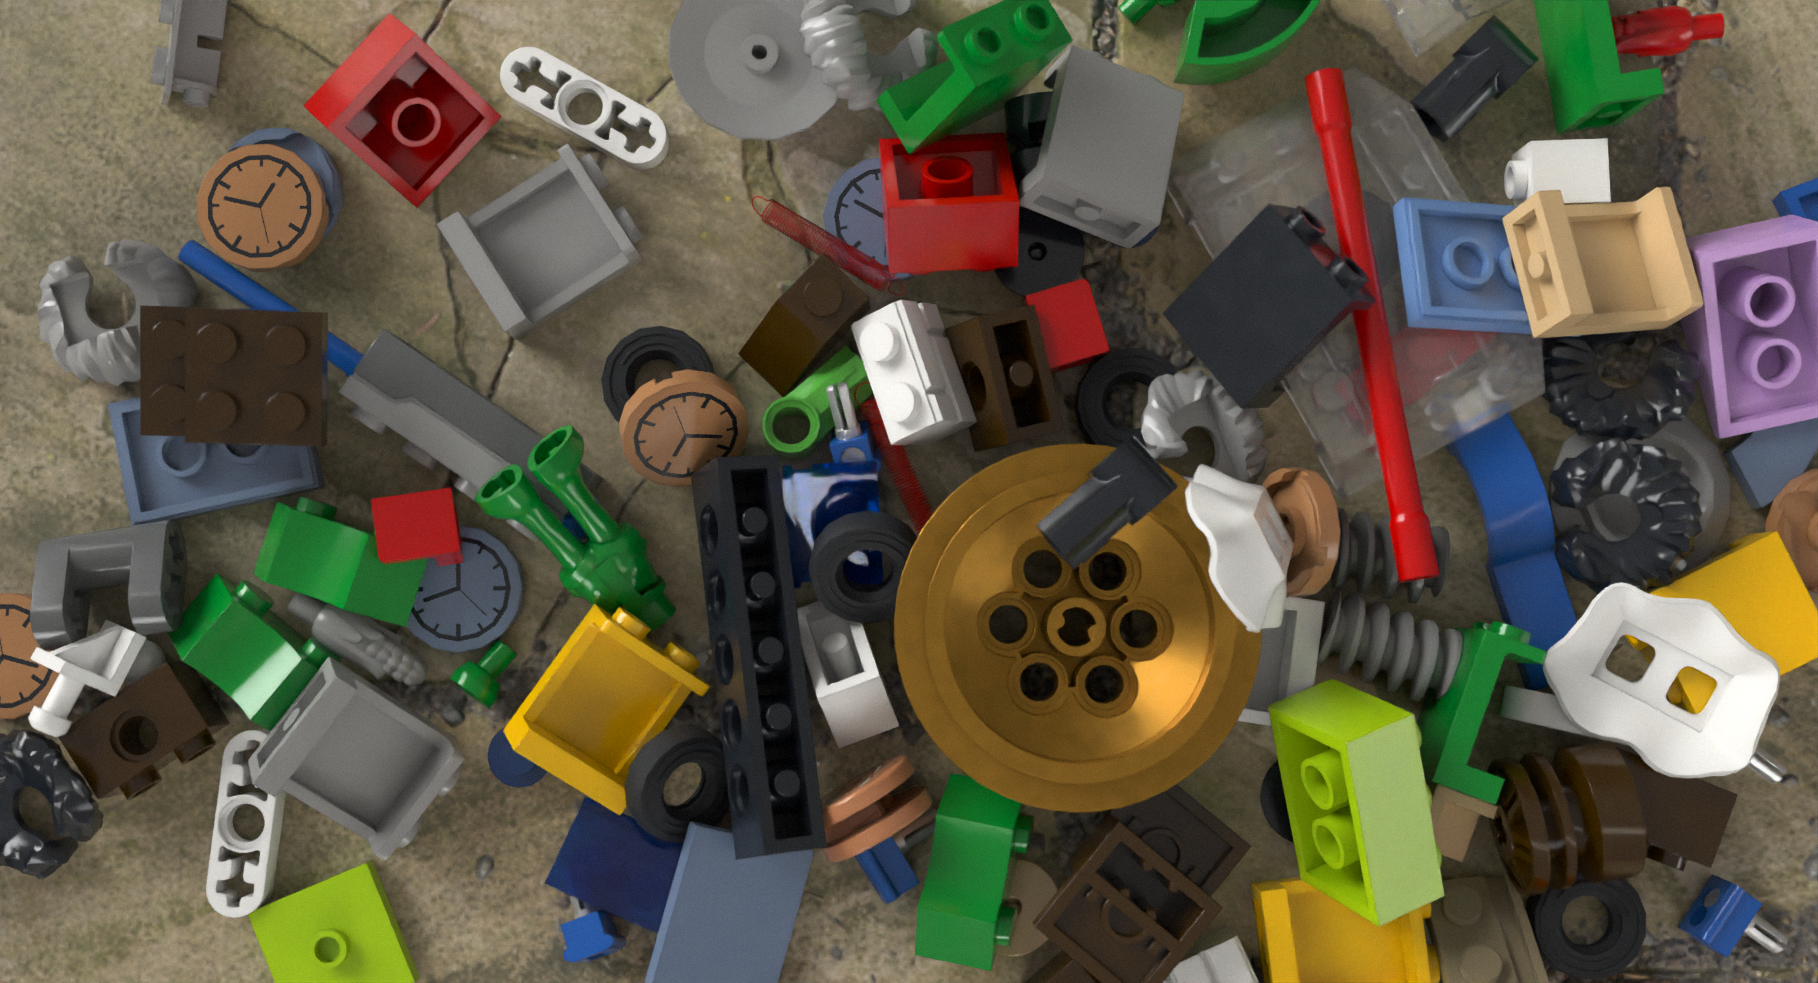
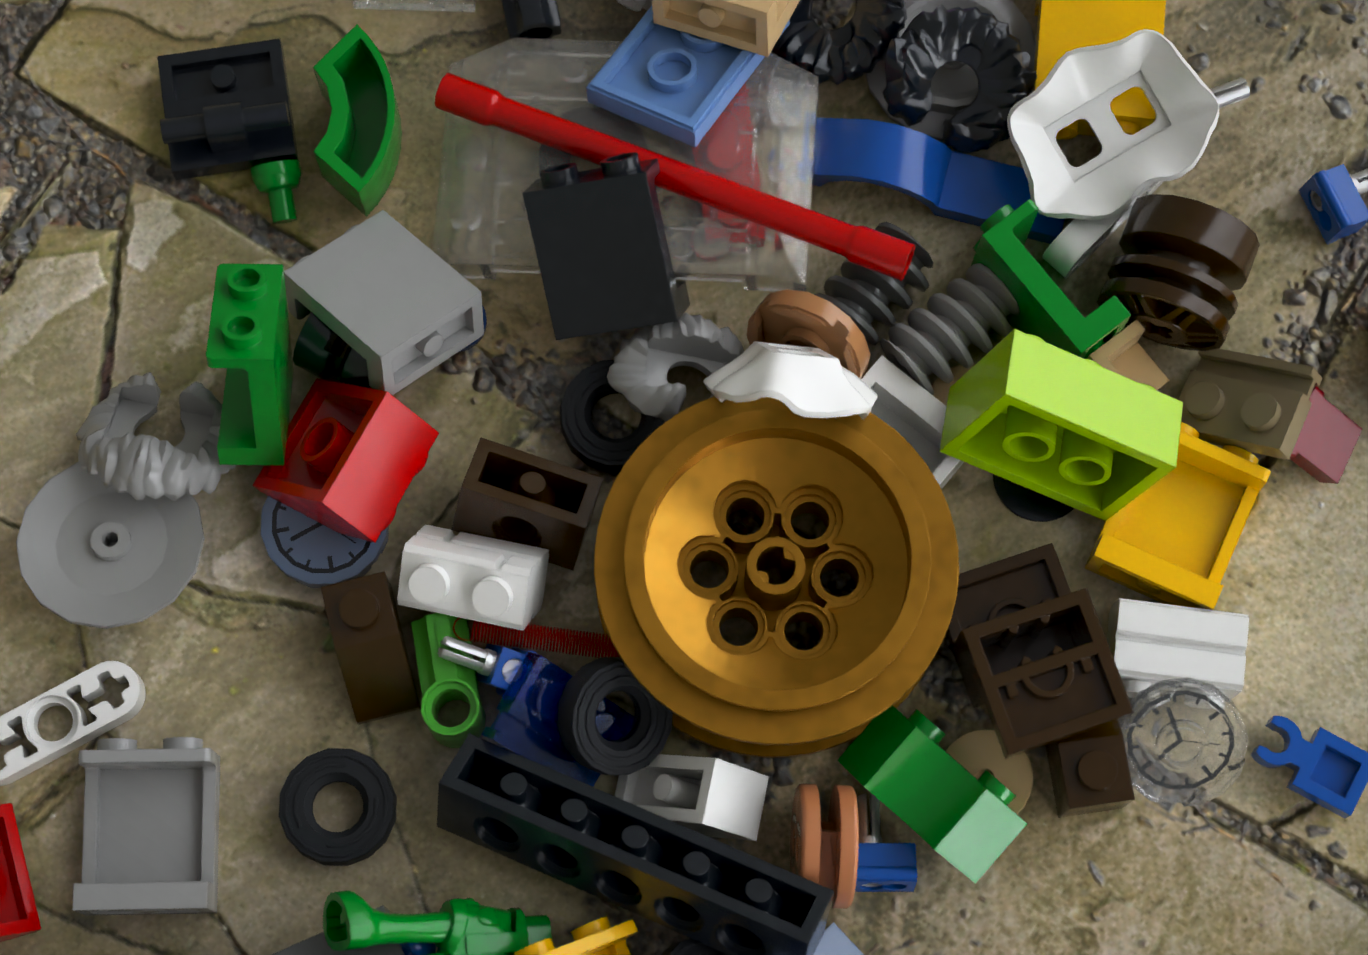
camera: 60 degrees left, 10 degrees down
(682, 426) = (390, 804): medium nougat tile -> none
(776, 217) = (283, 603): red piece -> none
(1047, 254) = (449, 406): black piece -> none
(1069, 325) = (516, 420): red panel -> none
(1117, 493) = (685, 453): black piece -> none
(1599, 959) = (1309, 293): black tyre -> none
(1680, 814) = (1234, 179): dark brown slope -> none

